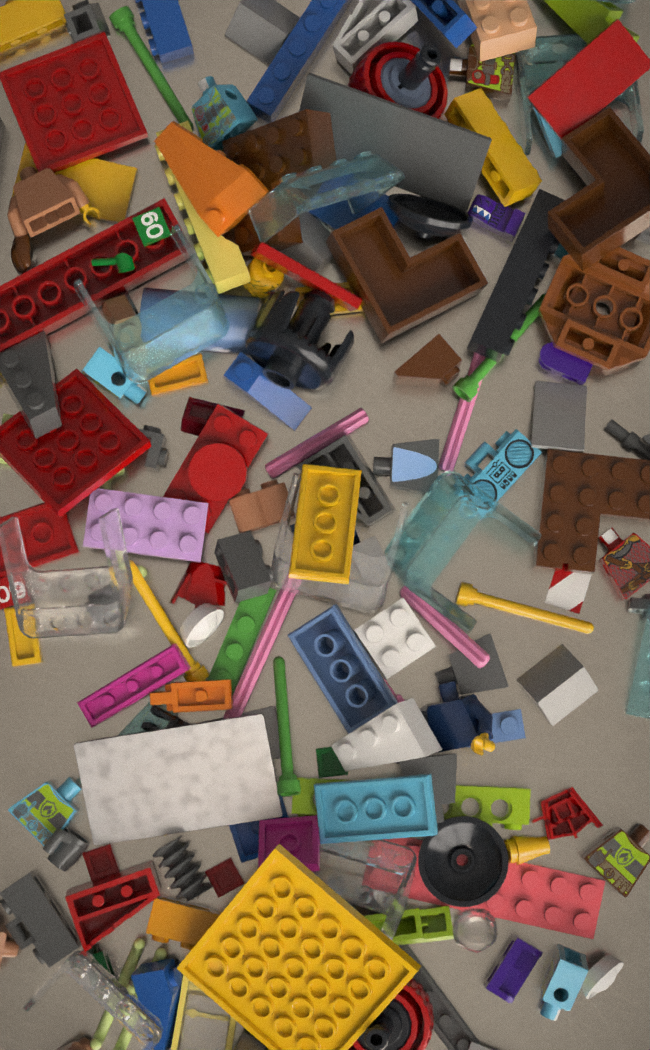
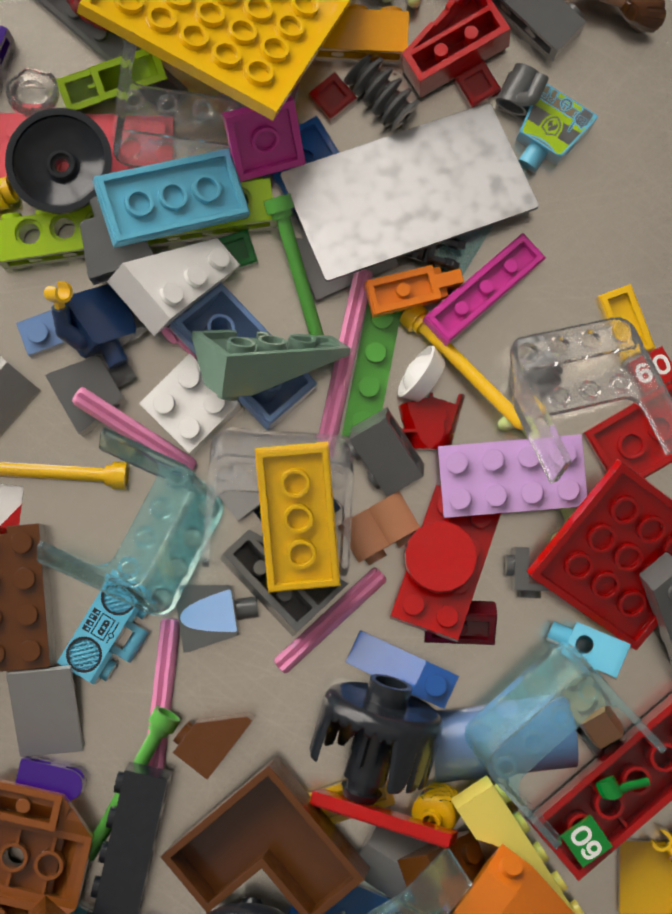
camera: 165 degrees right, 0 degrees up
(181, 376) = (507, 667): light orange tile -> none
(336, 657) = (251, 365): none -> sand green wedge

